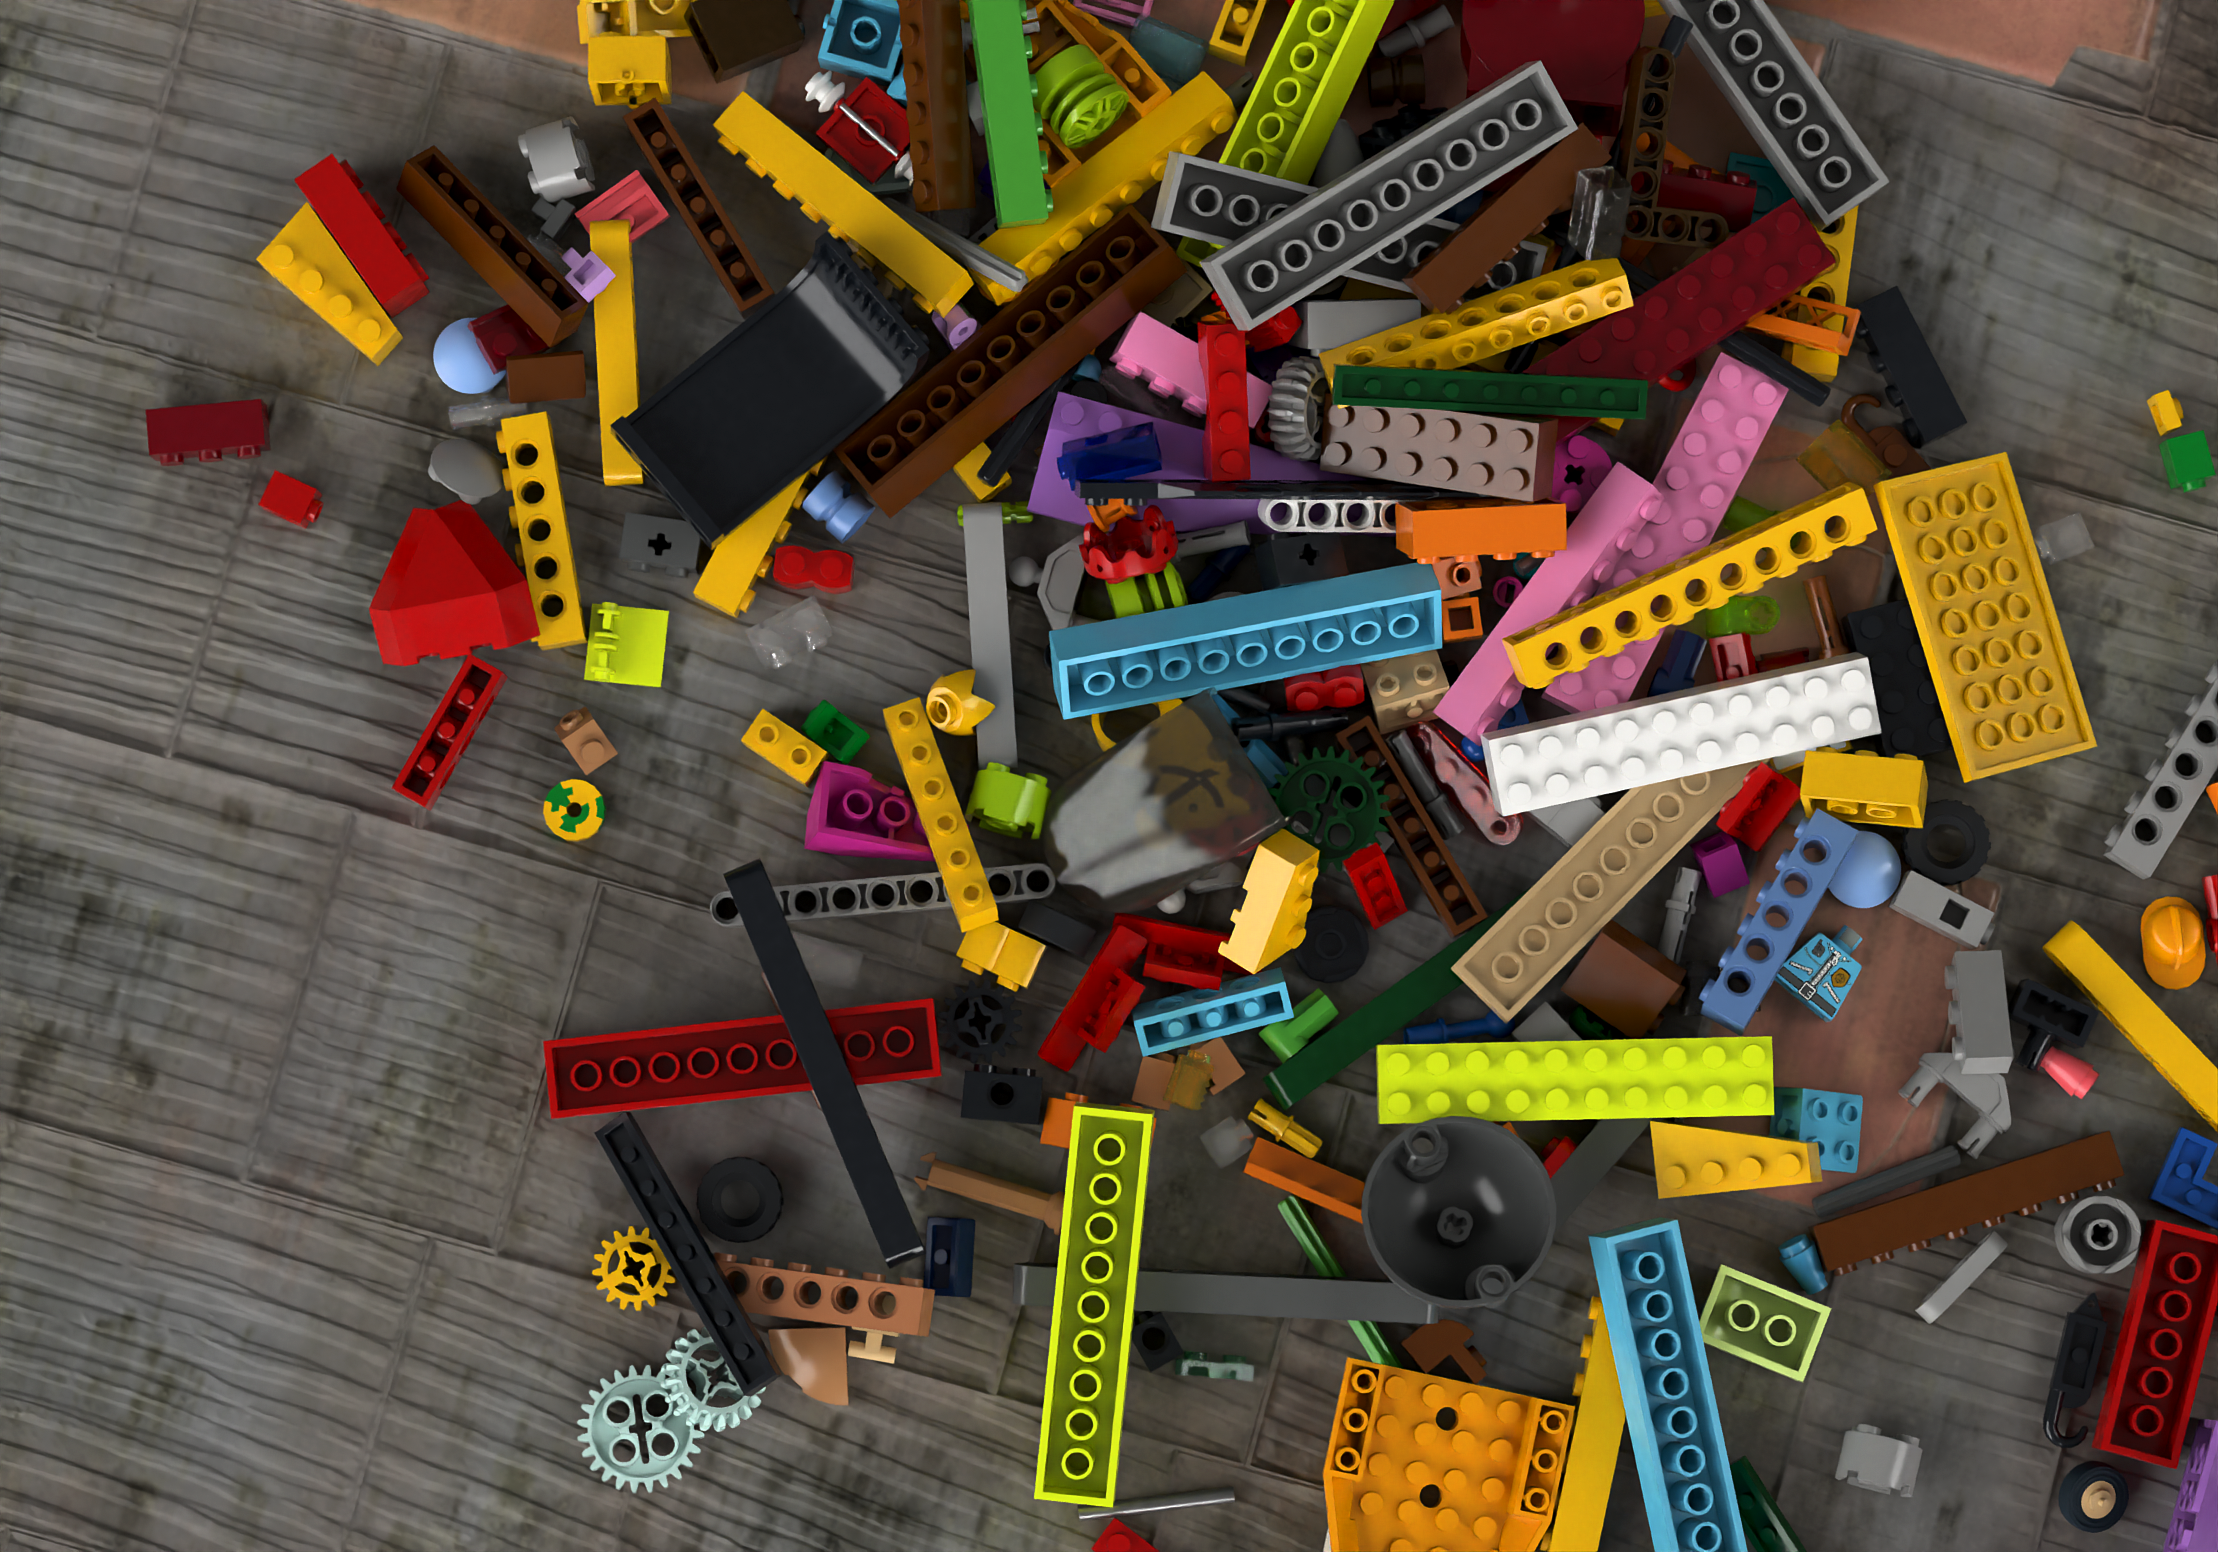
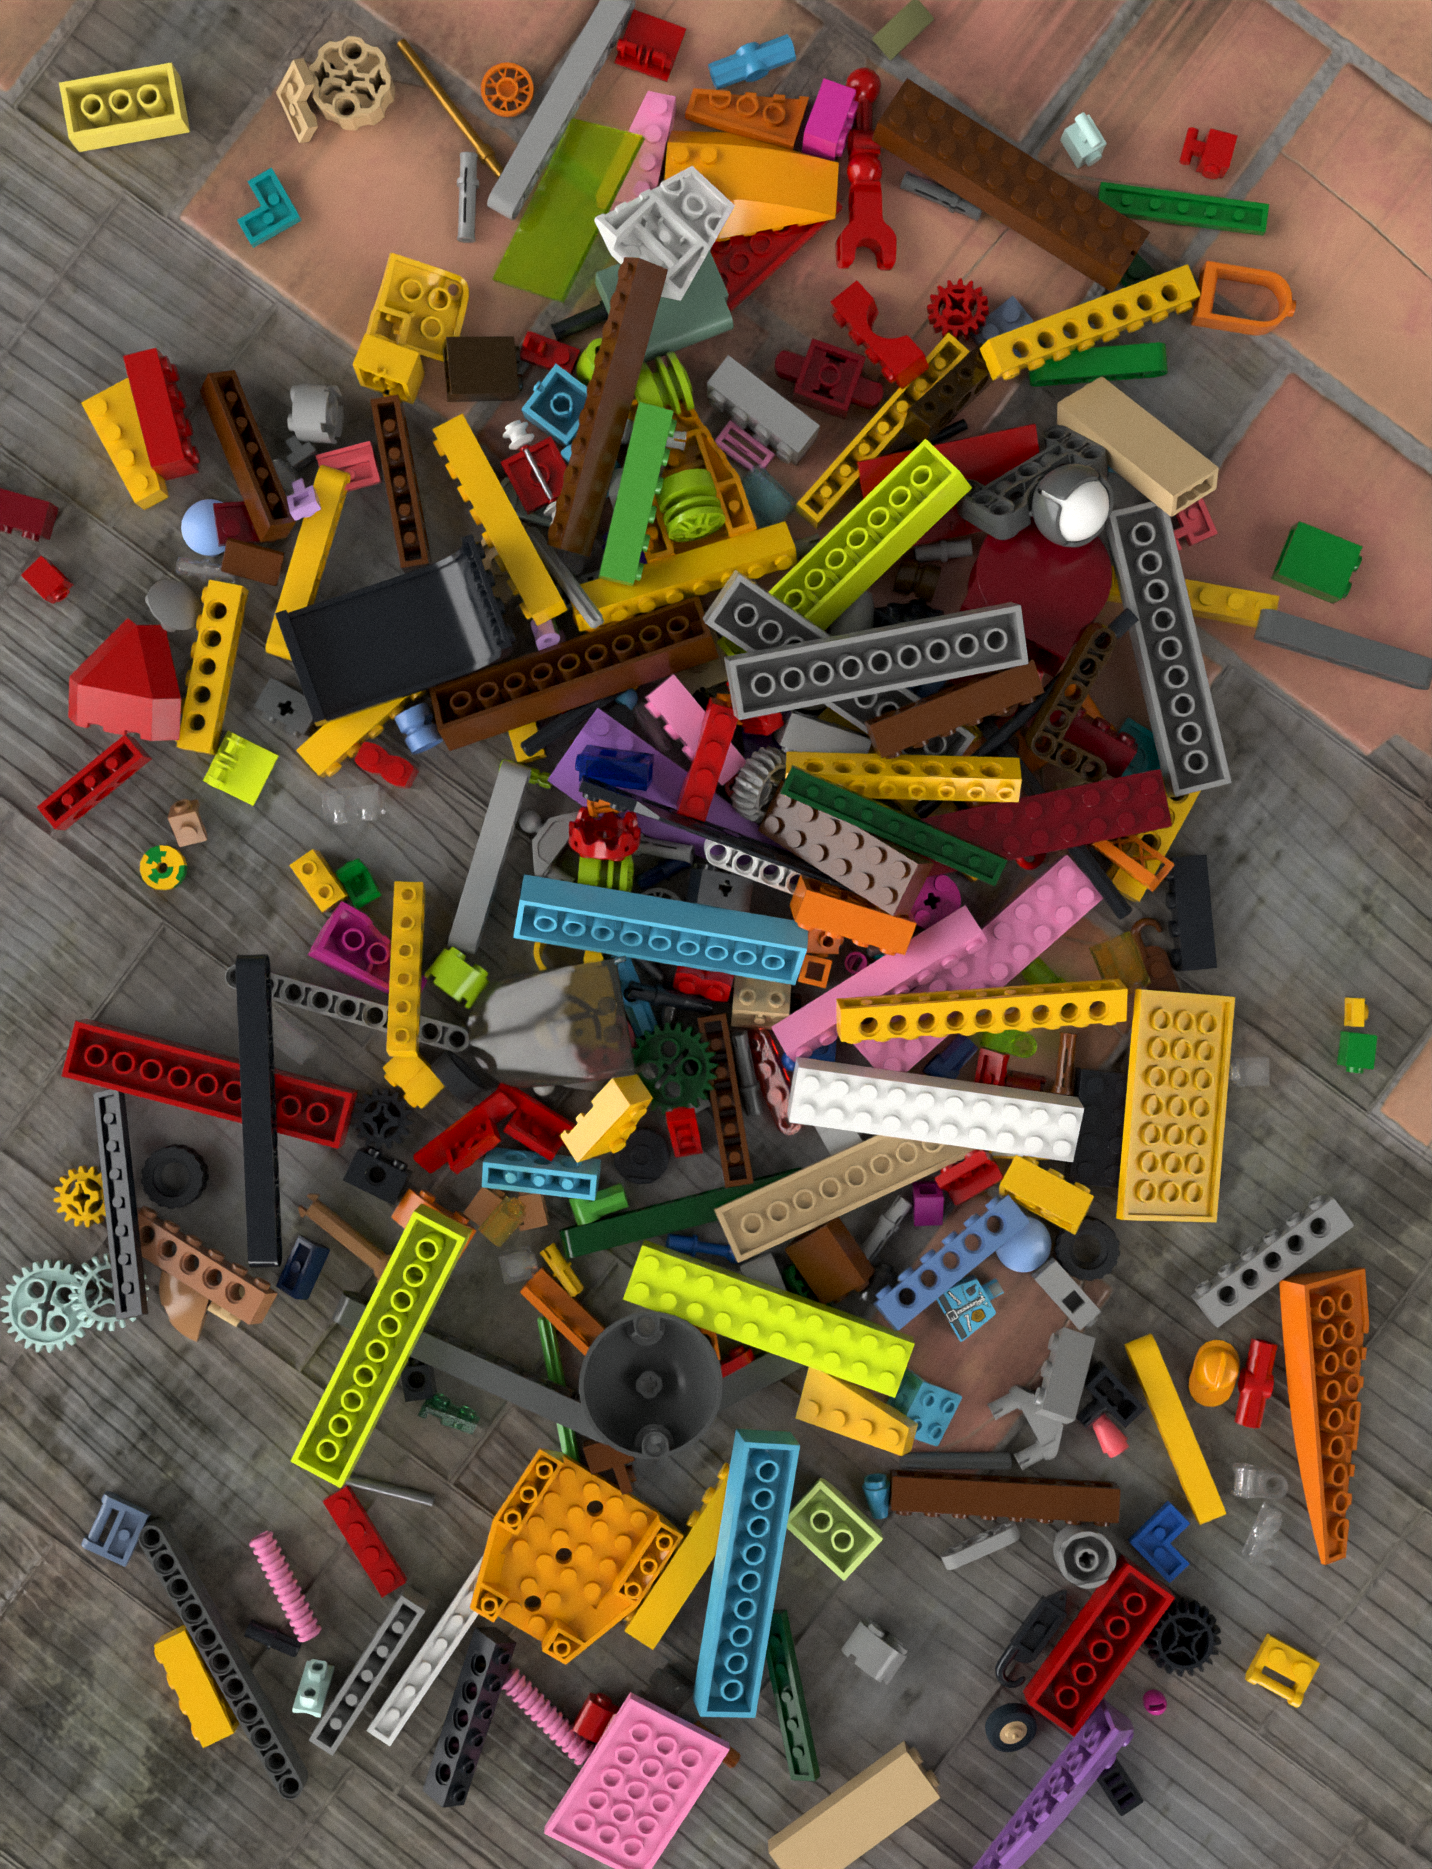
camera: 25 degrees right, 5 degrees up
(954, 707) = (442, 896): yellow piece -> none
(1599, 213) = (1020, 728): clear smoke brick -> none

